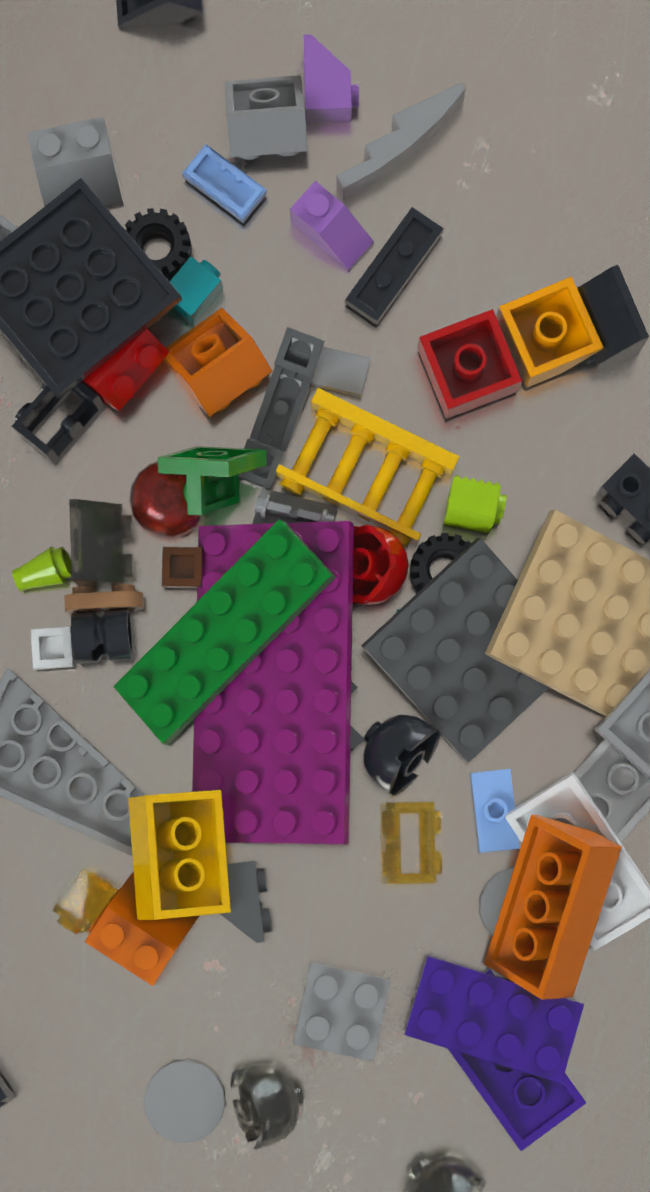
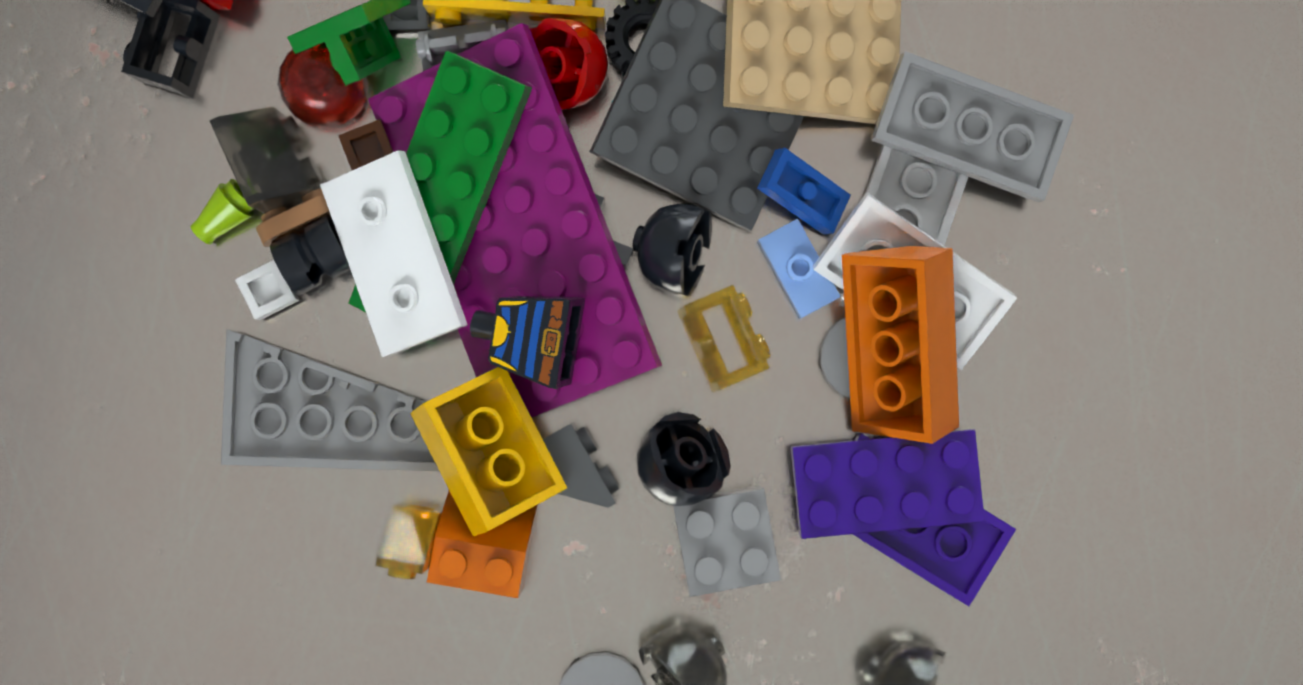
camera: 25 degrees left, 5 degrees up
(168, 664) = (393, 254): none -> white plate
(254, 777) = (533, 336): none -> torso
(333, 929) = (682, 460): none -> black cylinder
(524, 749) = (804, 191): none -> blue plate

